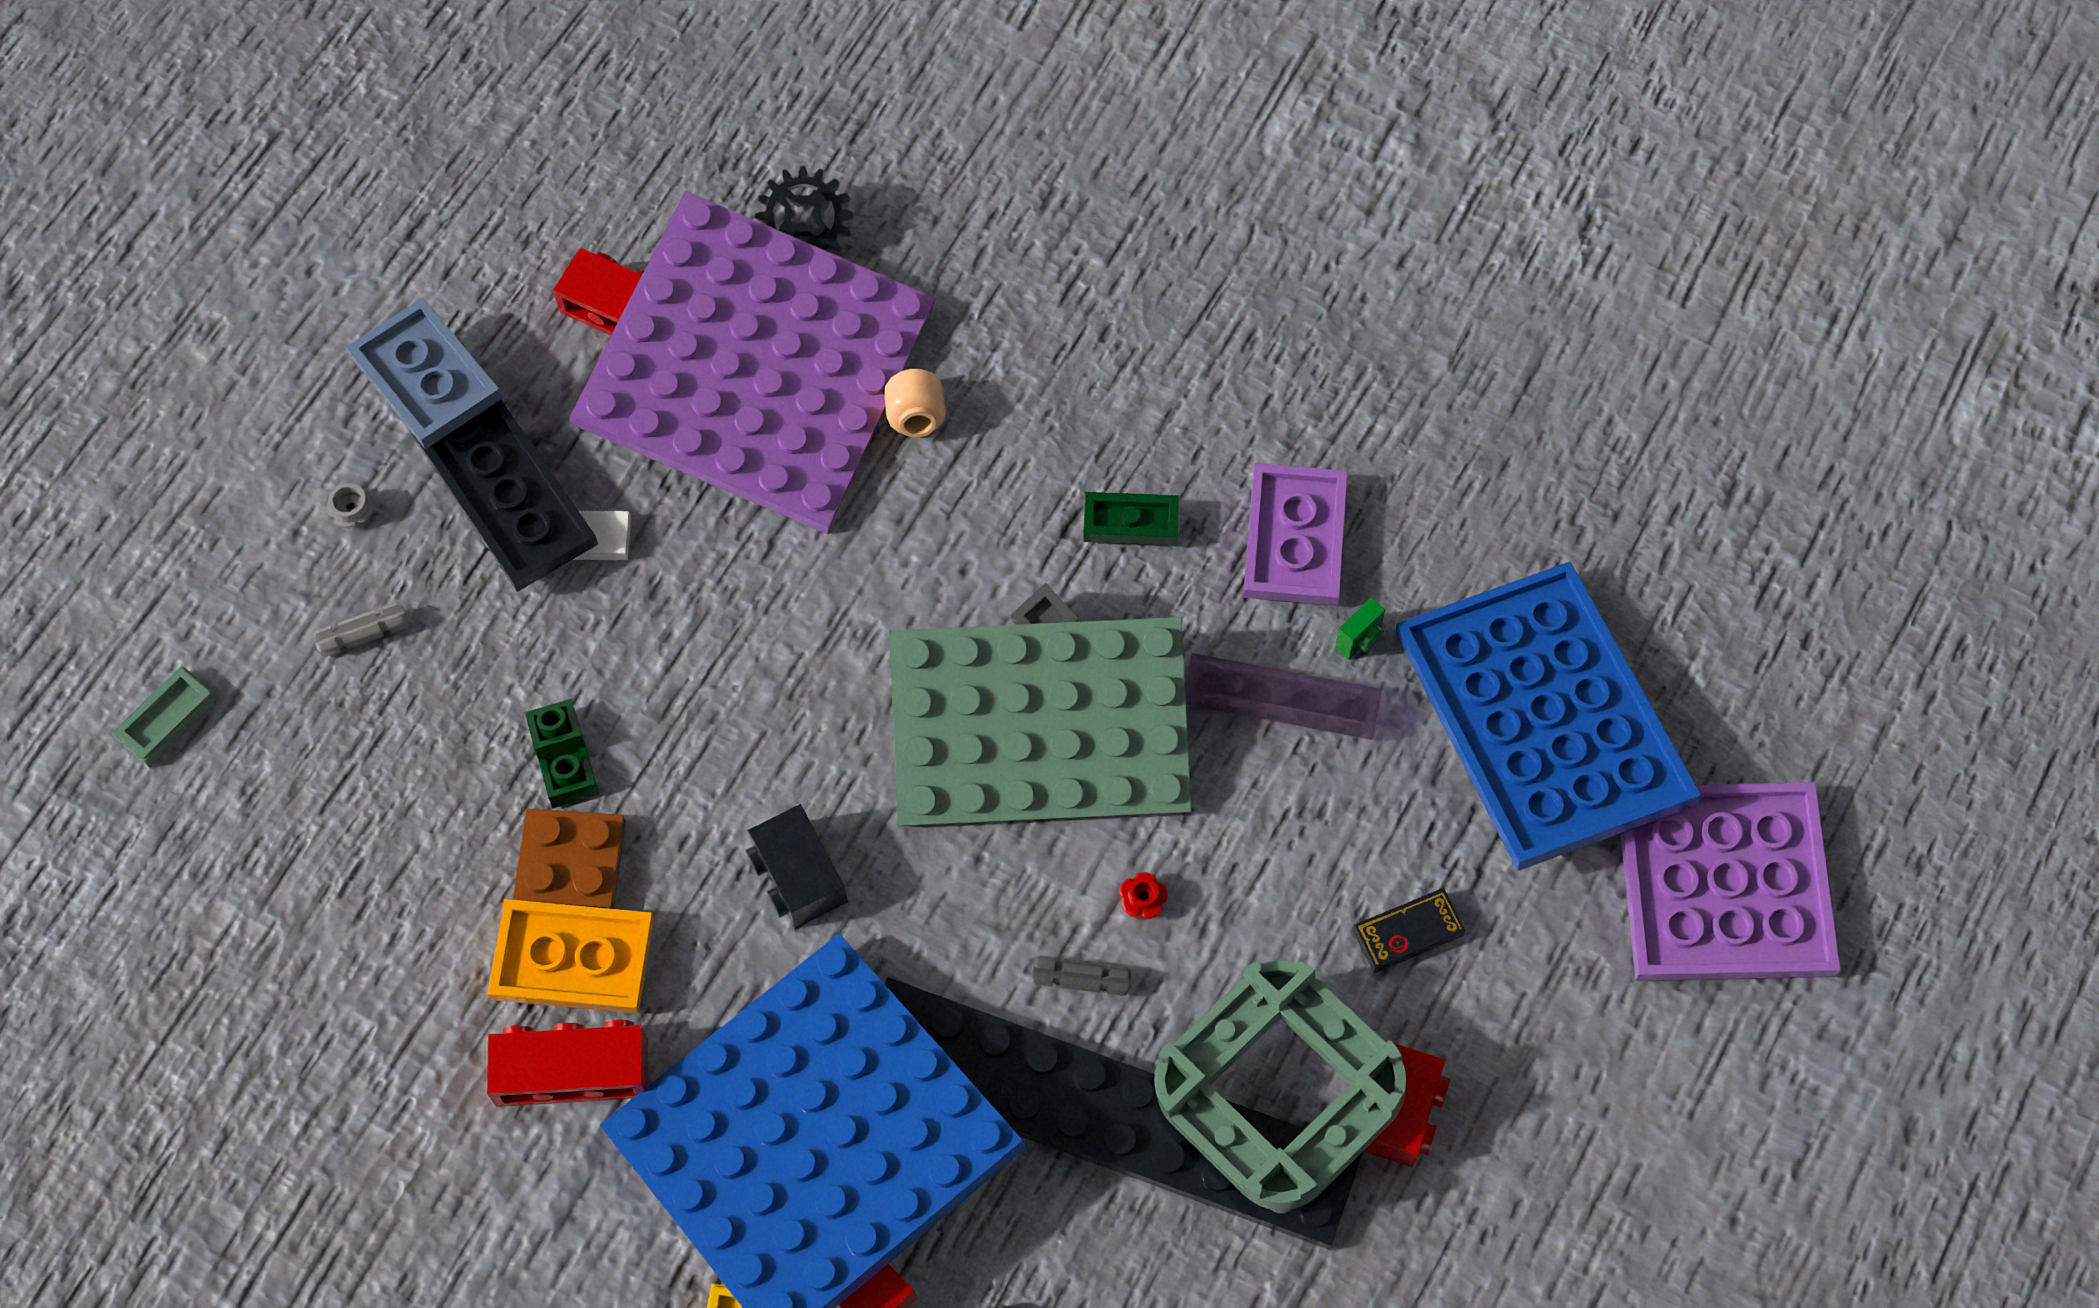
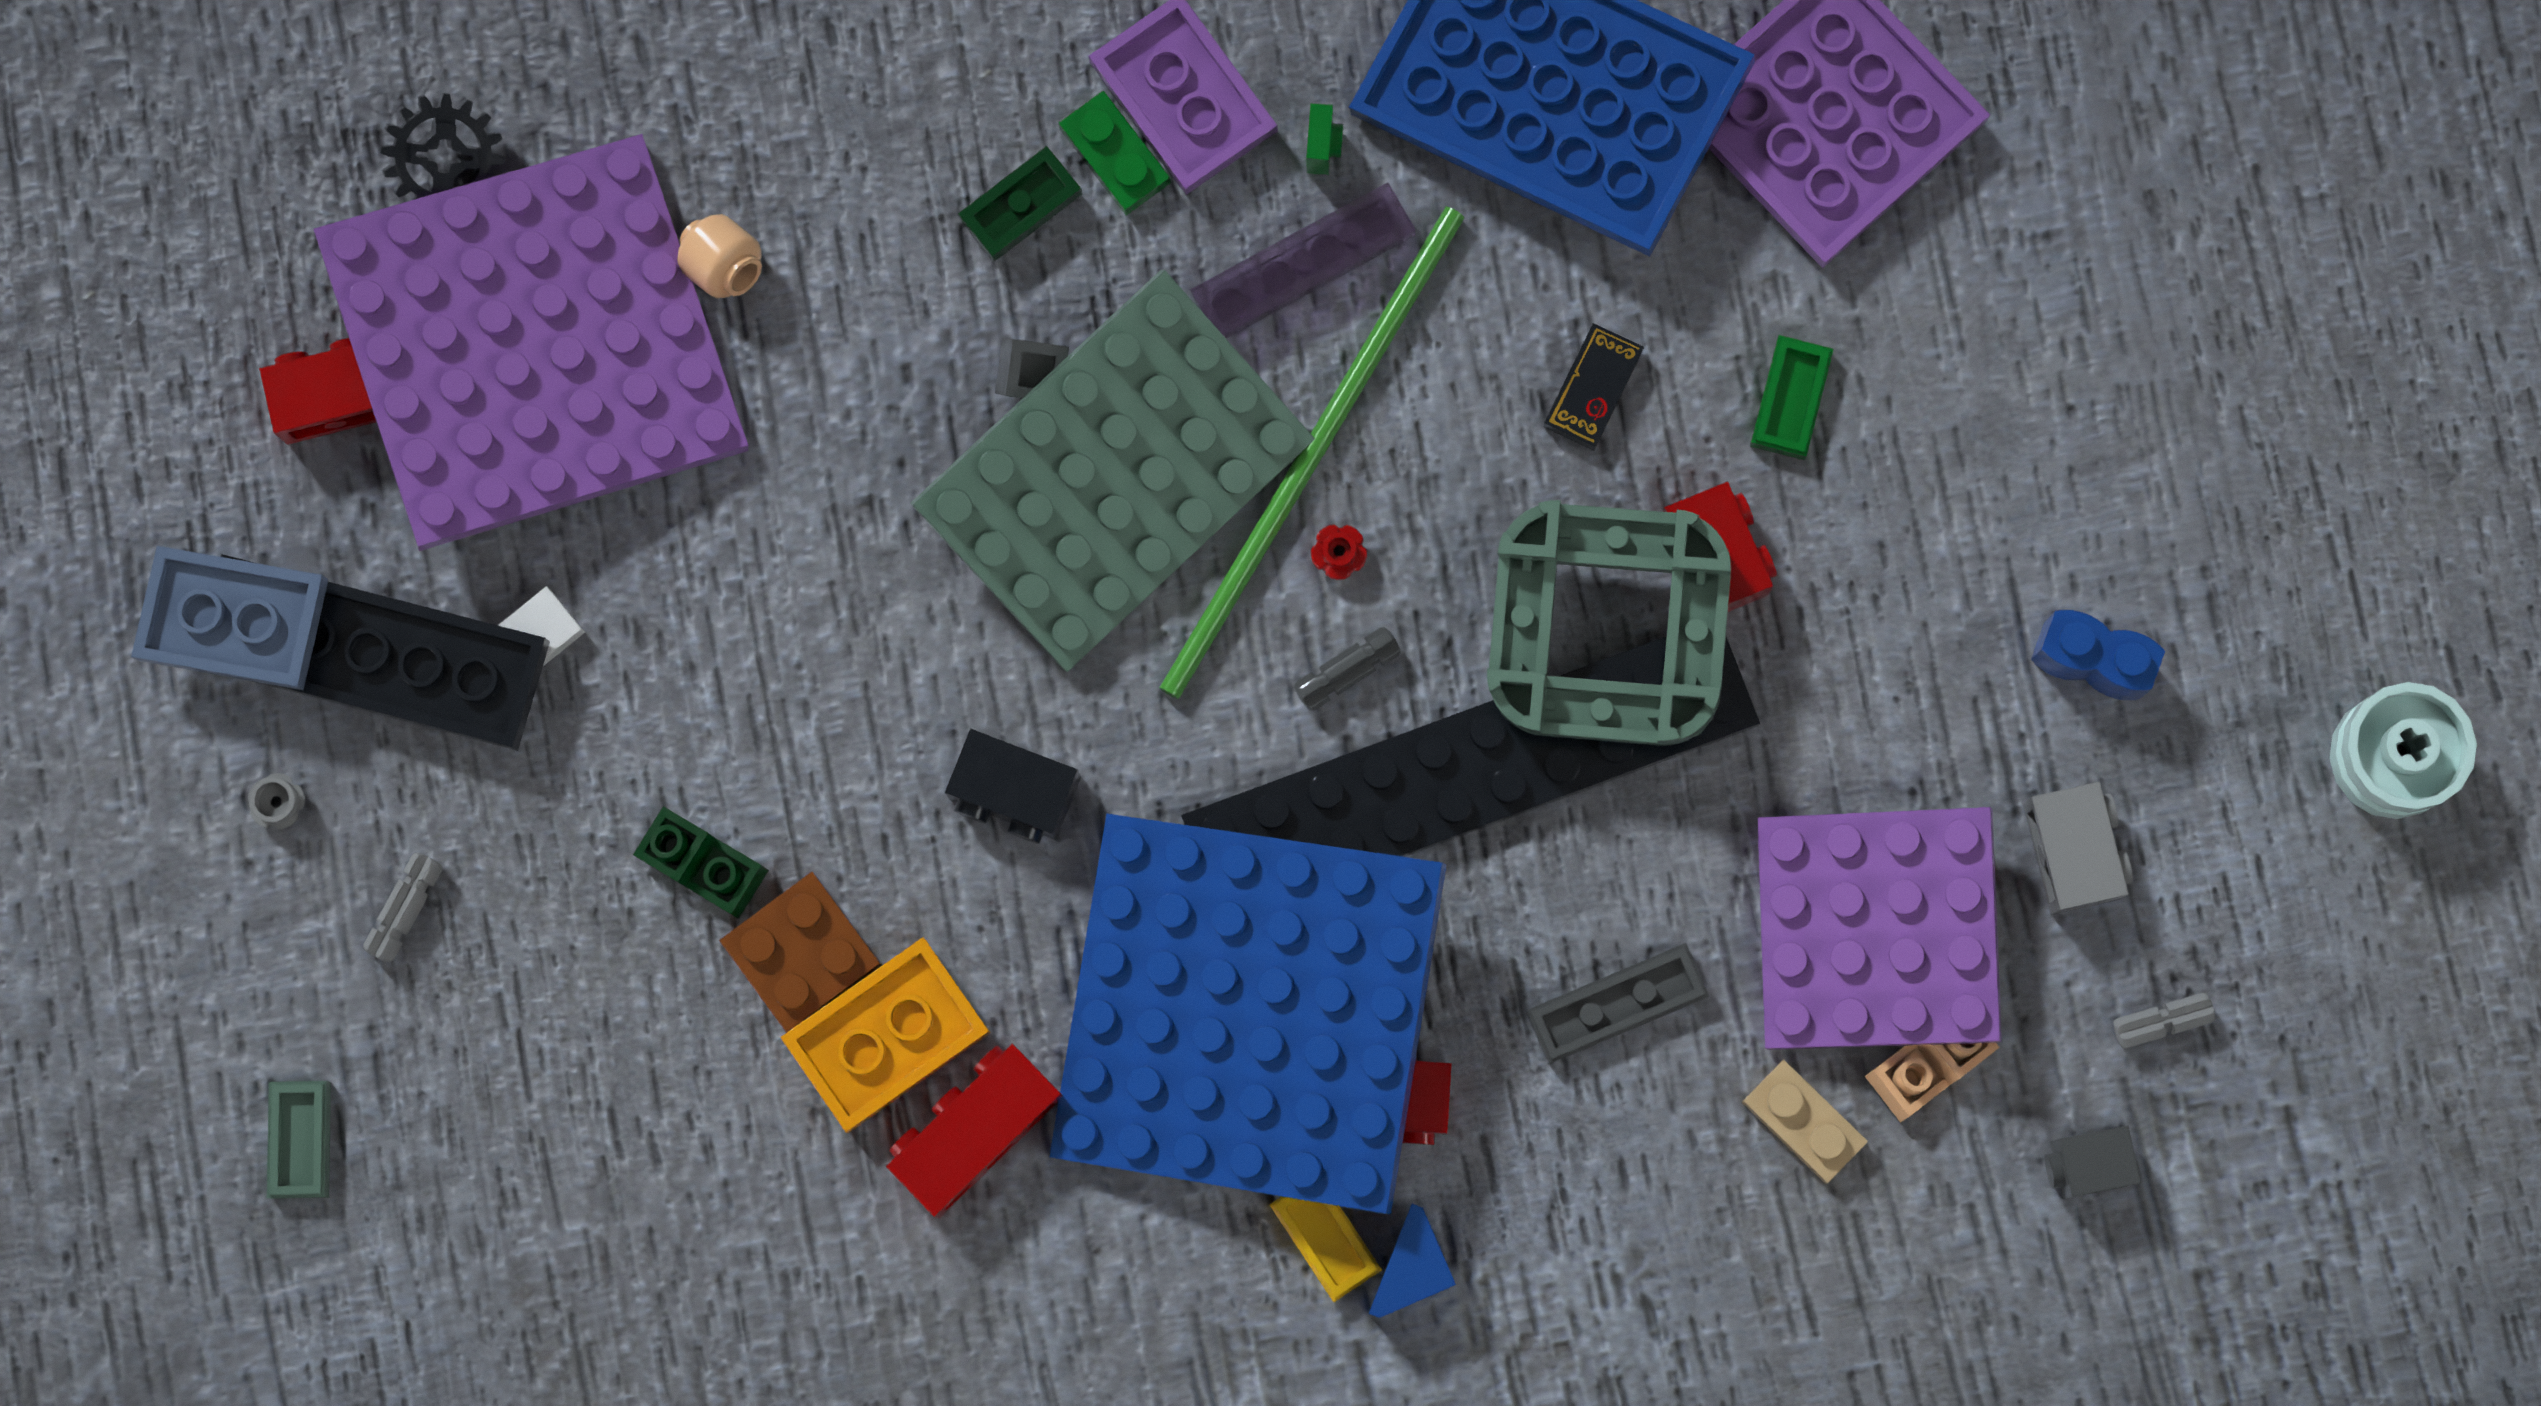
camera: 35 degrees left, 15 degrees up
(1181, 821) = (1310, 457): none -> bright green piece
(1220, 537) = (1114, 153): none -> green plate
(1541, 1048) = (1791, 397): none -> green tile

